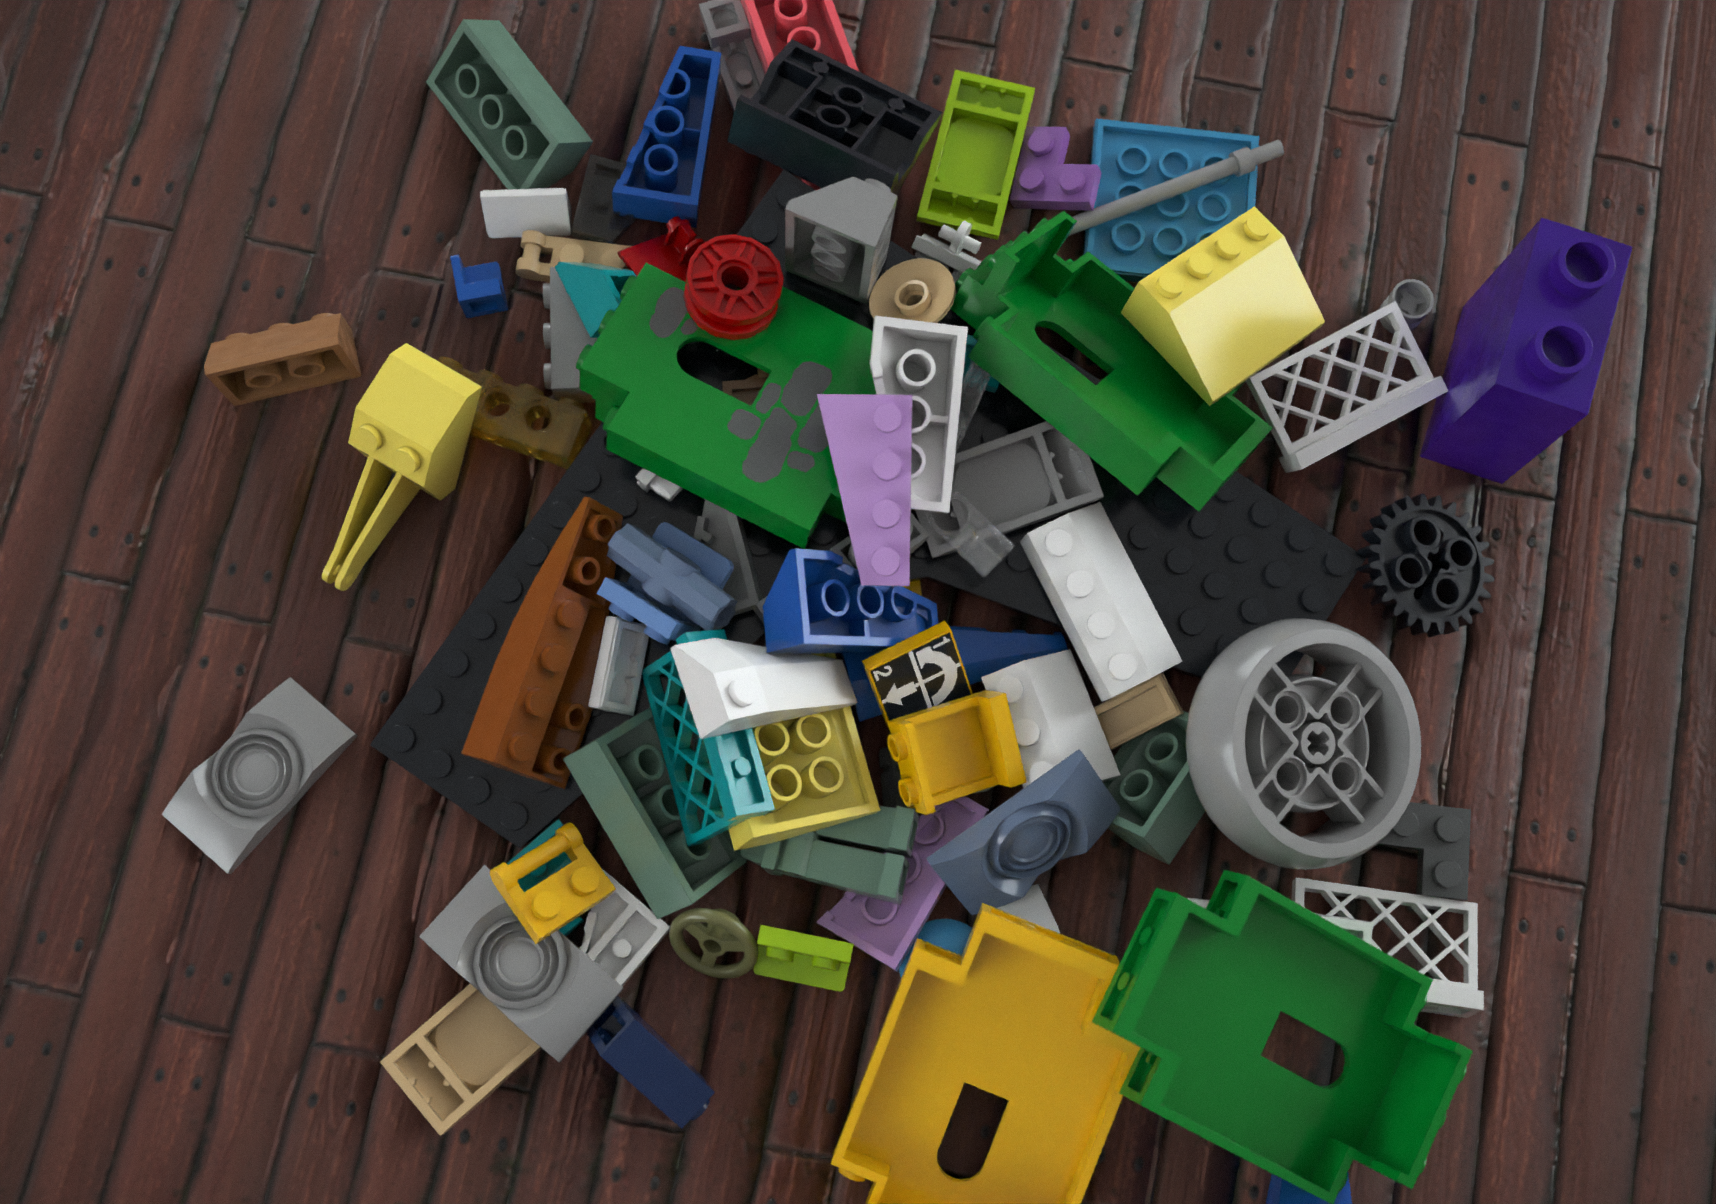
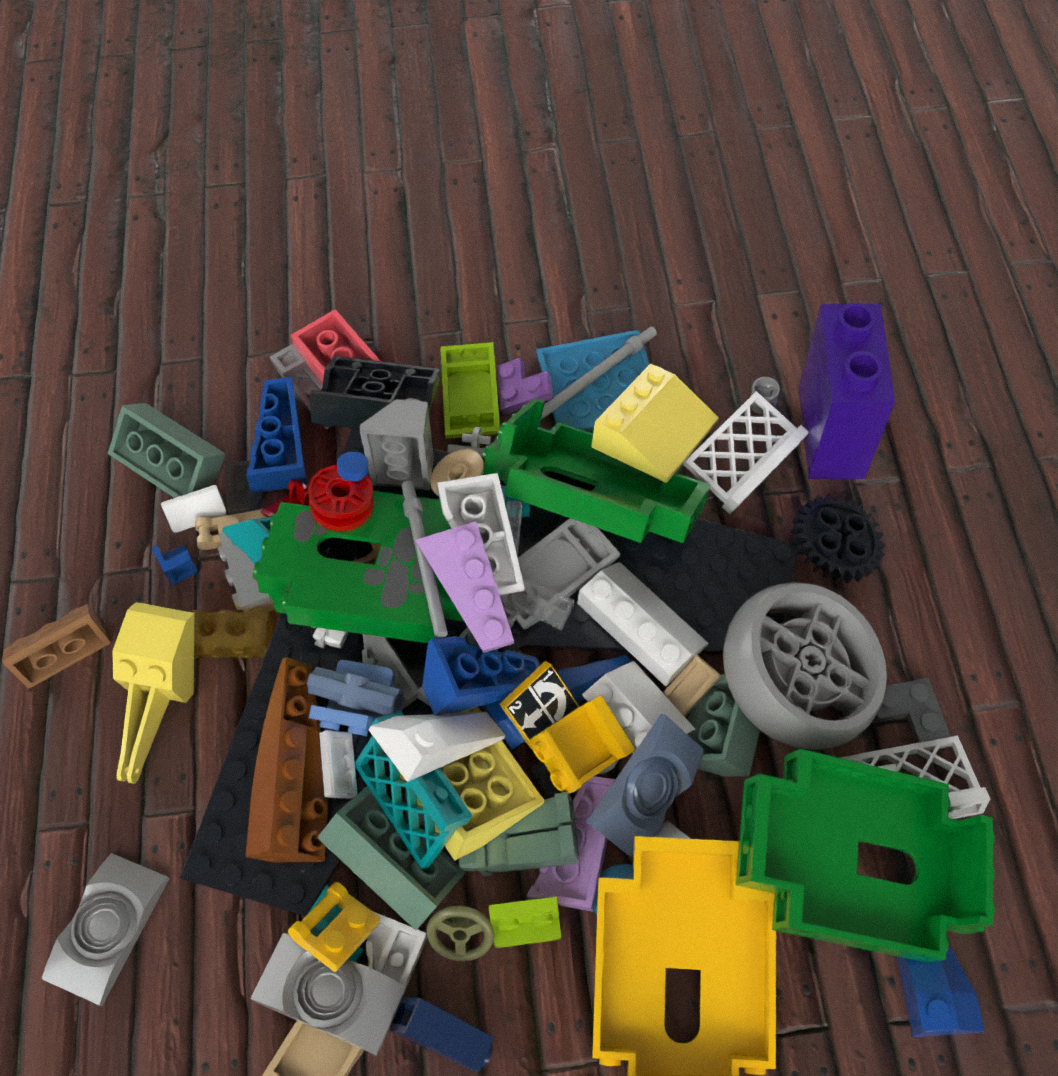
camera: 10 degrees left, 15 degrees down
(762, 247) = (352, 466): none -> blue tile
(829, 338) = (413, 511): none -> light grey bar

